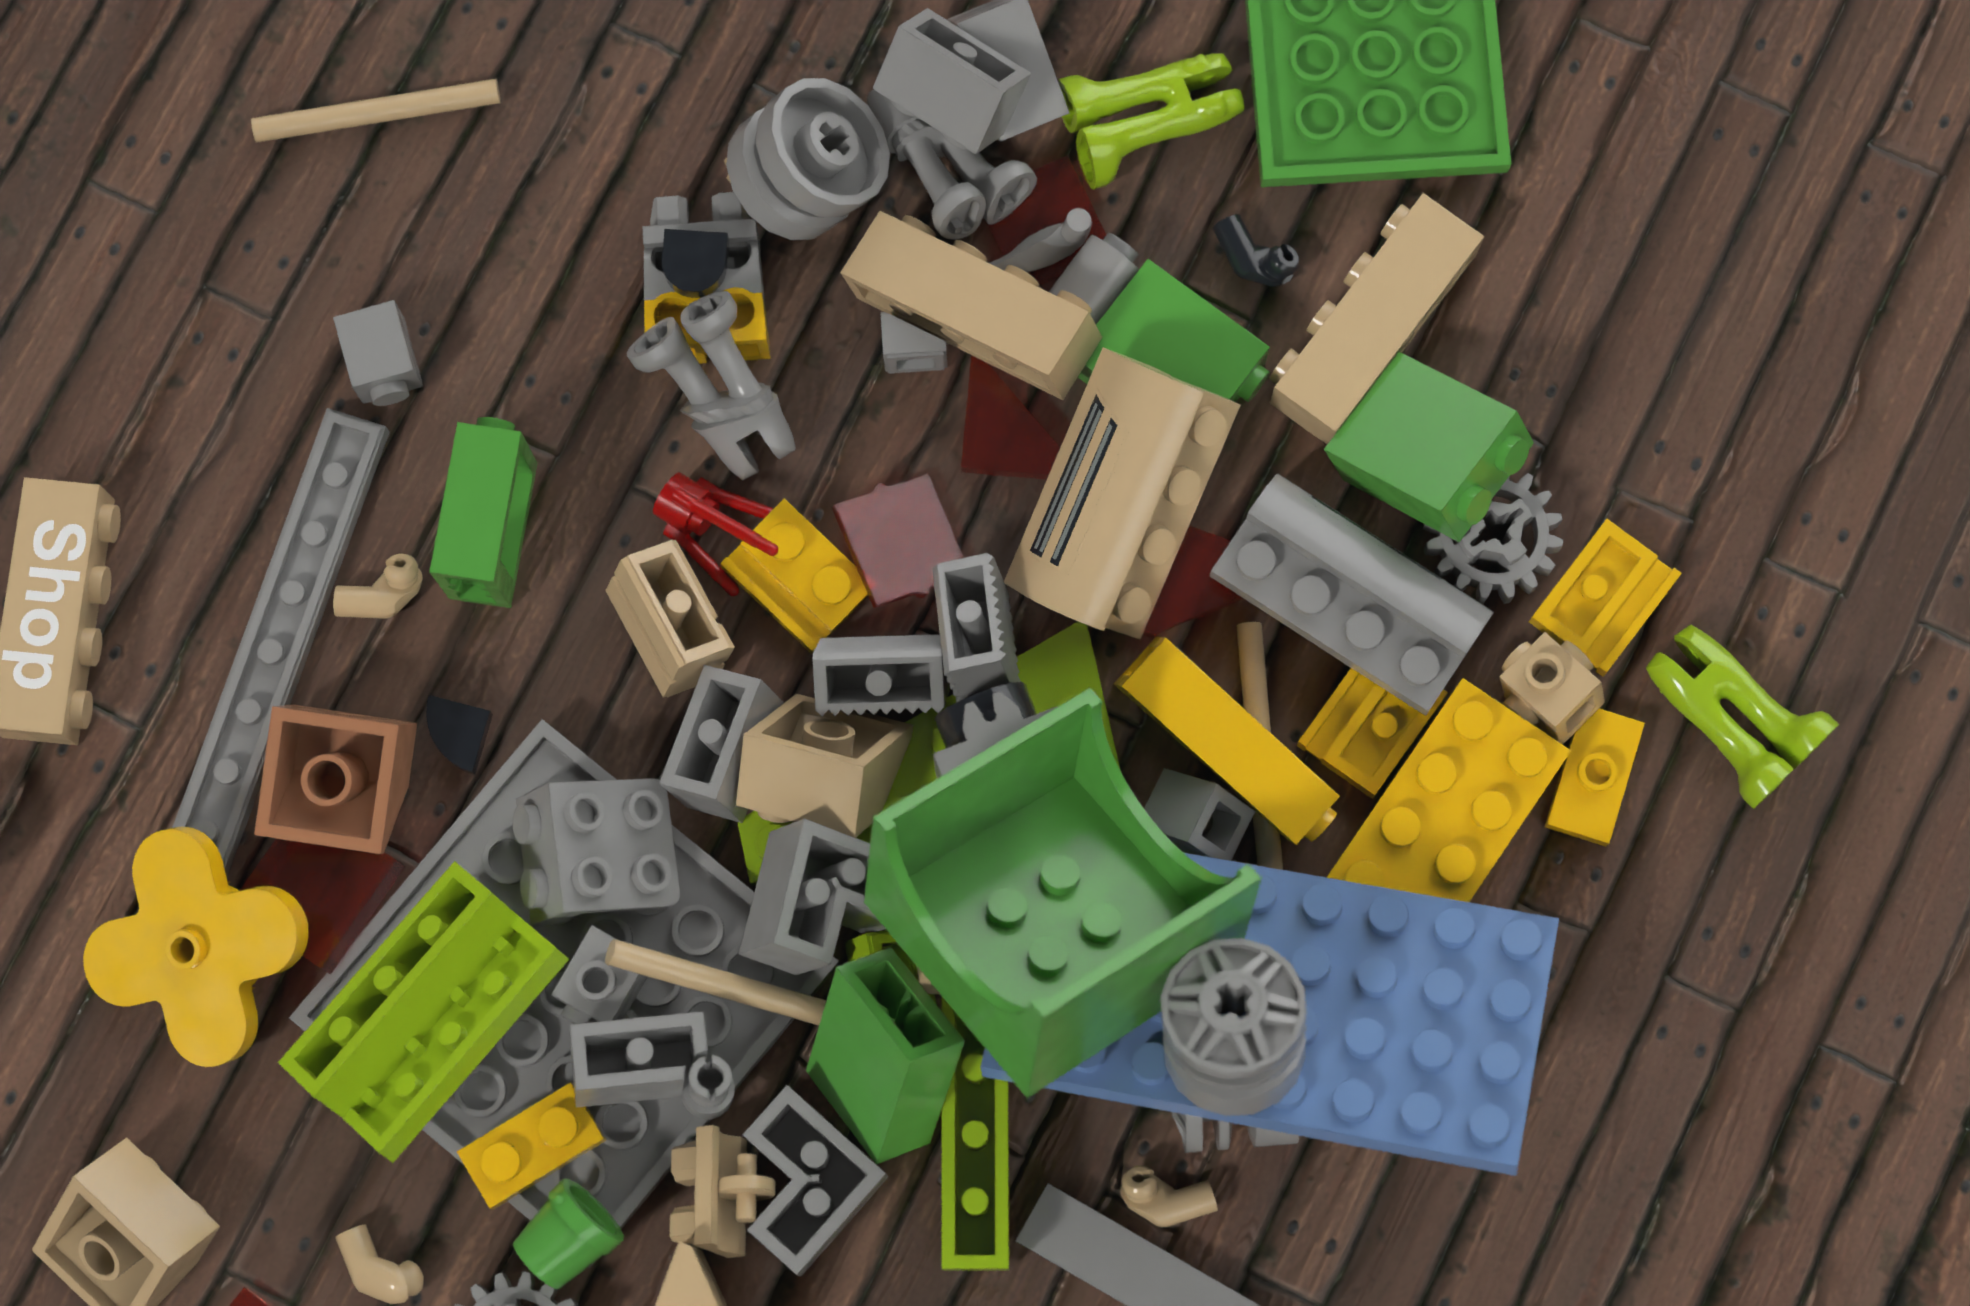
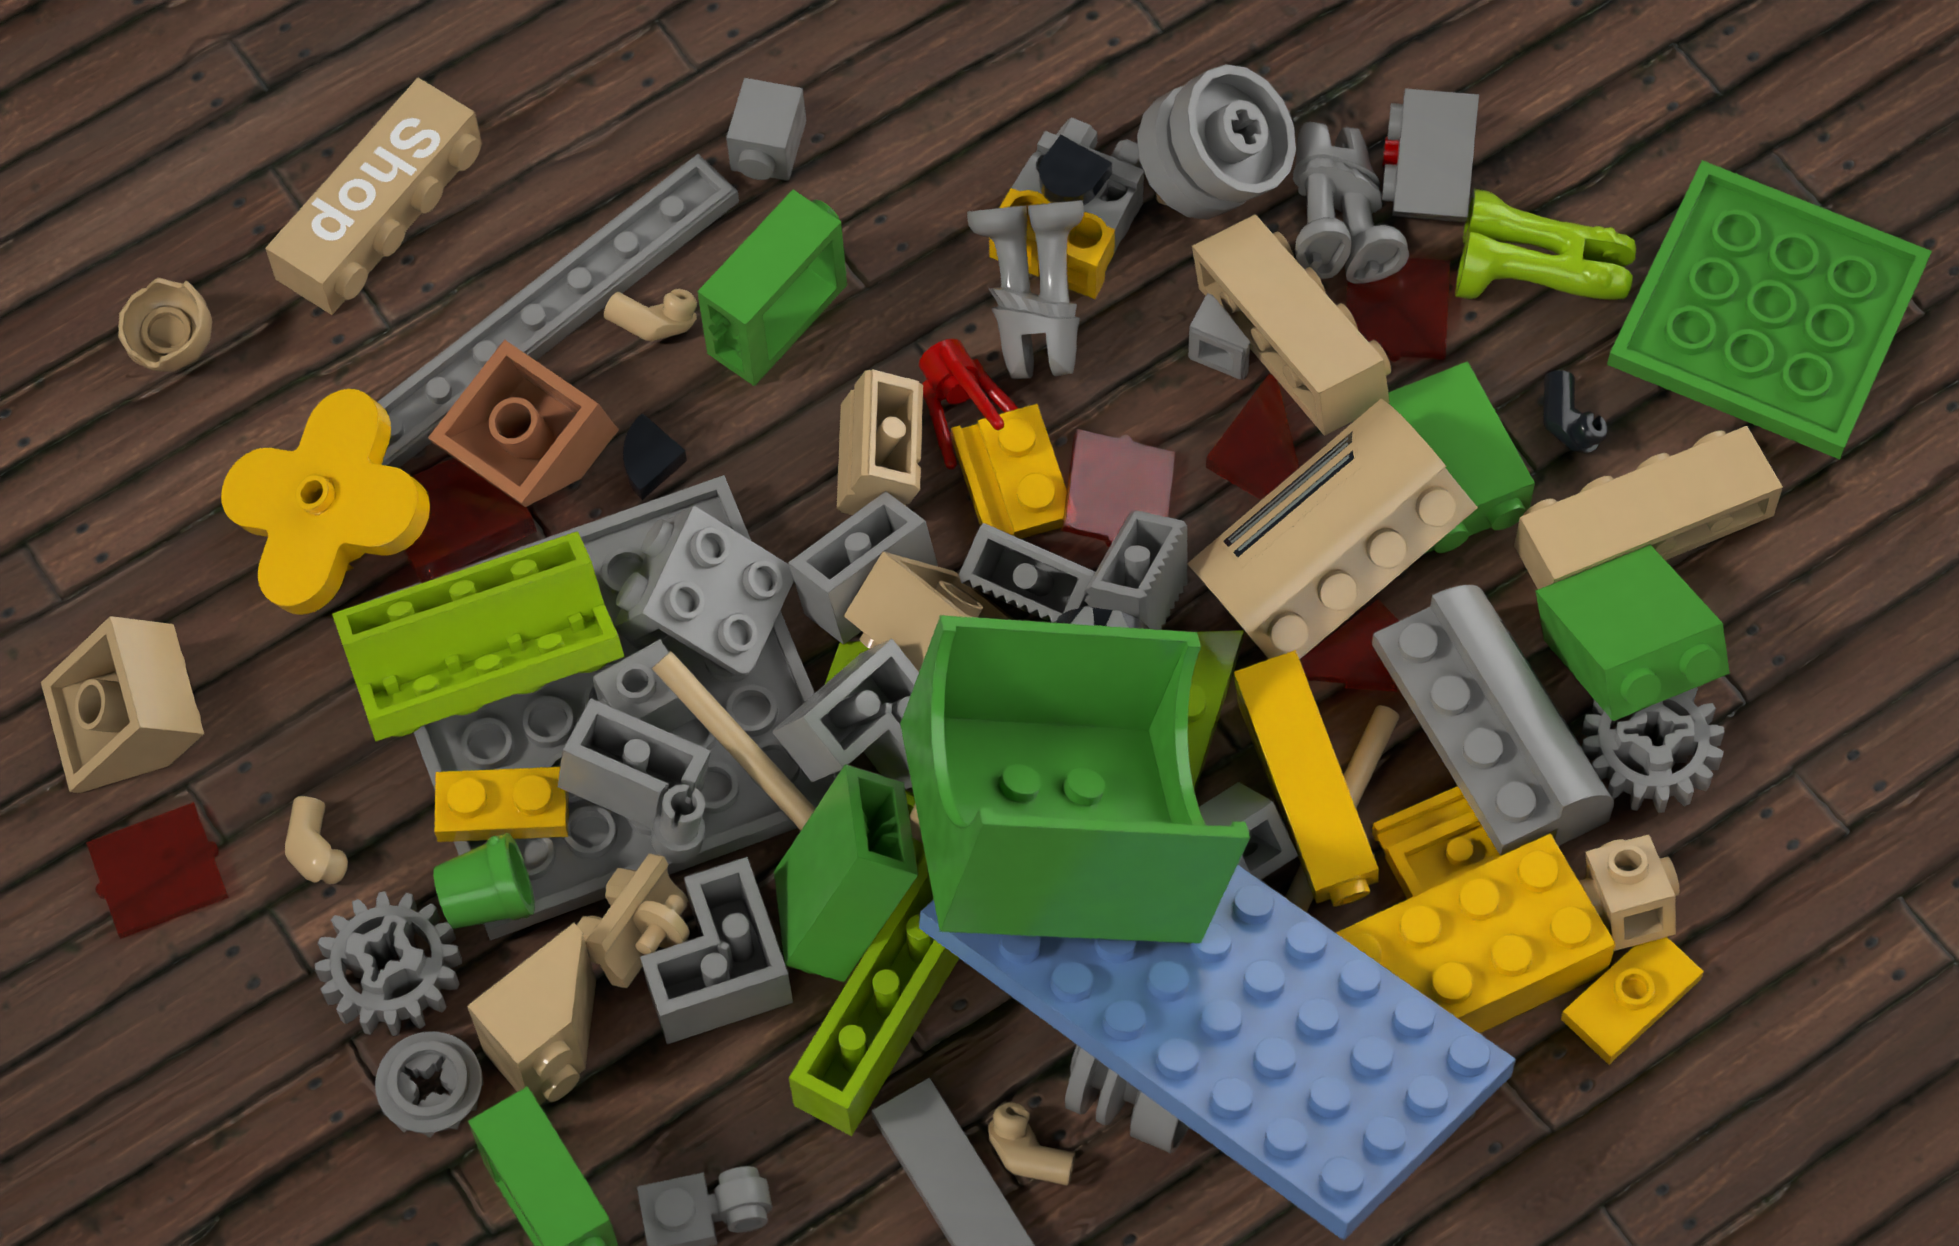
camera: 30 degrees right, 15 degrees down
(951, 81) = (1373, 132): light grey brick -> none
(1049, 244) = (1398, 320): light grey bar -> none
(1099, 273) = (1420, 355): light grey brick -> none
(1227, 1060) = (1157, 968): light grey wheel -> none
(1605, 596) = (1729, 847): yellow plate -> none
(1727, 679) = (1796, 965): lime piece -> none

